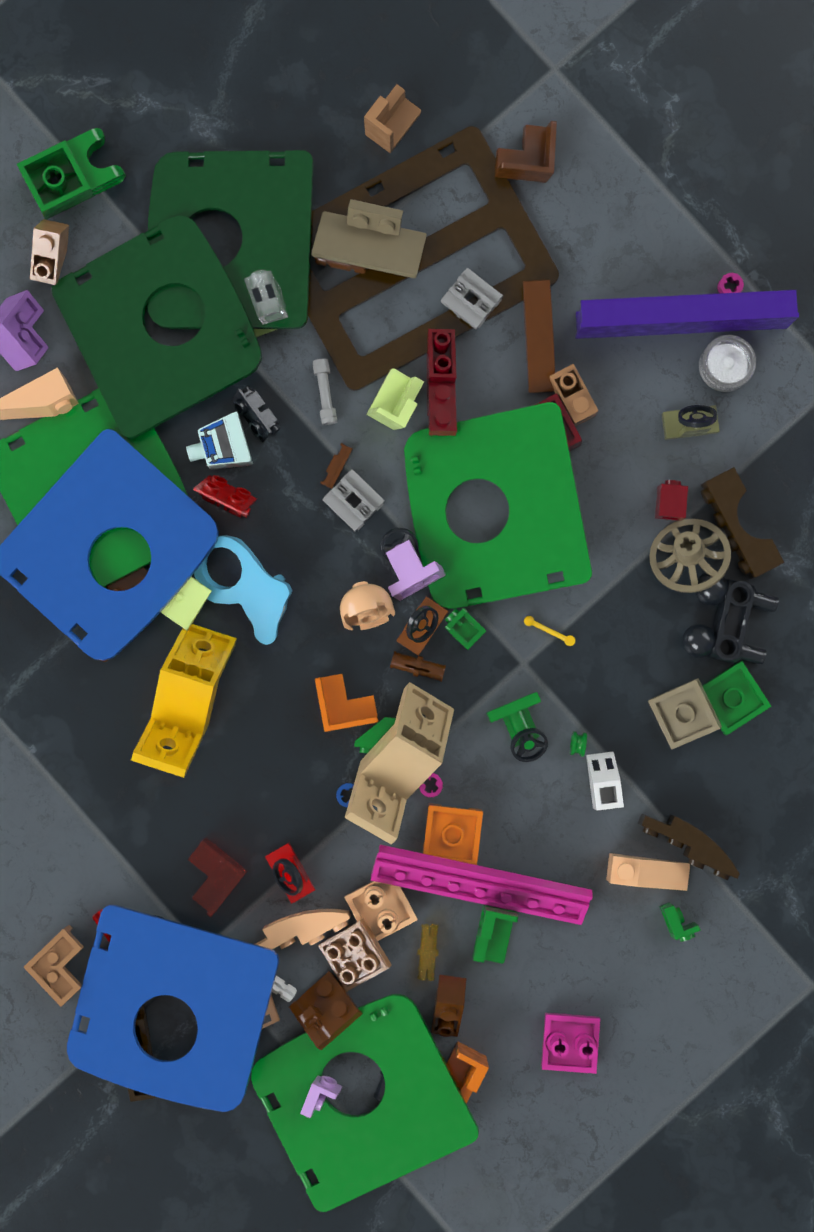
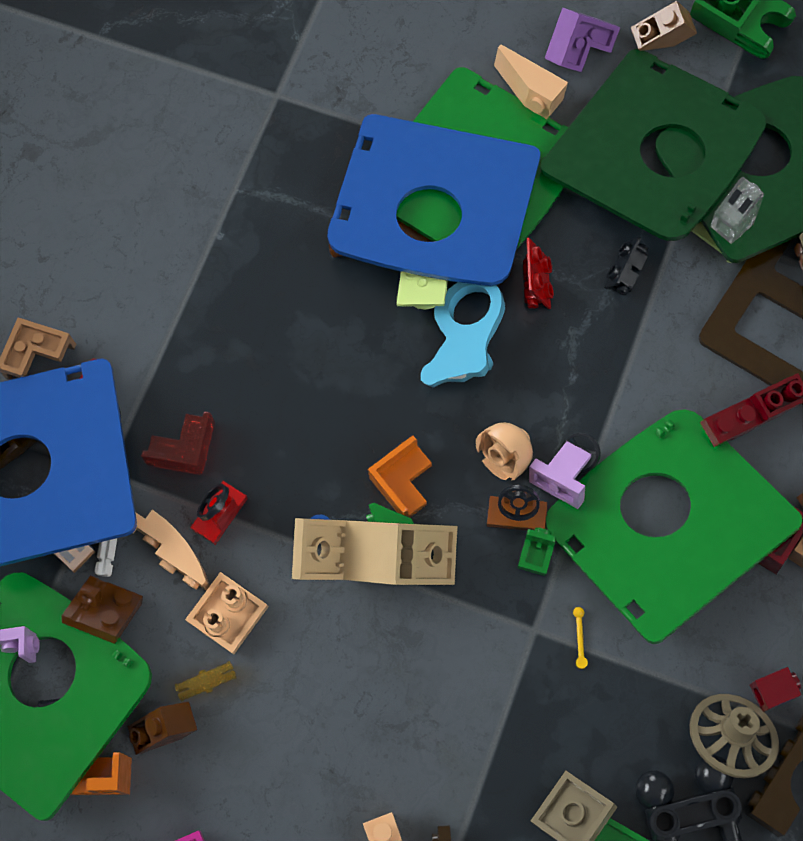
camera: 70 degrees right, 15 degrees down
(184, 700) = (331, 330): yellow bracket -> none
(222, 444) = (582, 251): light aqua torso -> none
(321, 370) = (664, 327): light grey bar -> none
(336, 466) = (621, 361): reddish brown piece -> none
(355, 955) = (169, 611): medium nougat tile -> none
(369, 499) = (594, 405): light grey piece -> none
(395, 400) = (713, 377): yellowish green panel -> none
(417, 666) = (476, 528): reddish brown pin -> none
(439, 784) = (363, 593): dark pink bush -> none
(453, 833) = (331, 642): orange panel -> none
(481, 884) = (297, 697): dark pink plate -> none
(493, 934) = (254, 735): green panel -> none
(521, 726) = (473, 656): green piece -> none
(578, 743) = (485, 722): green bush -> none
(604, 781) = (461, 766): white slope -> none

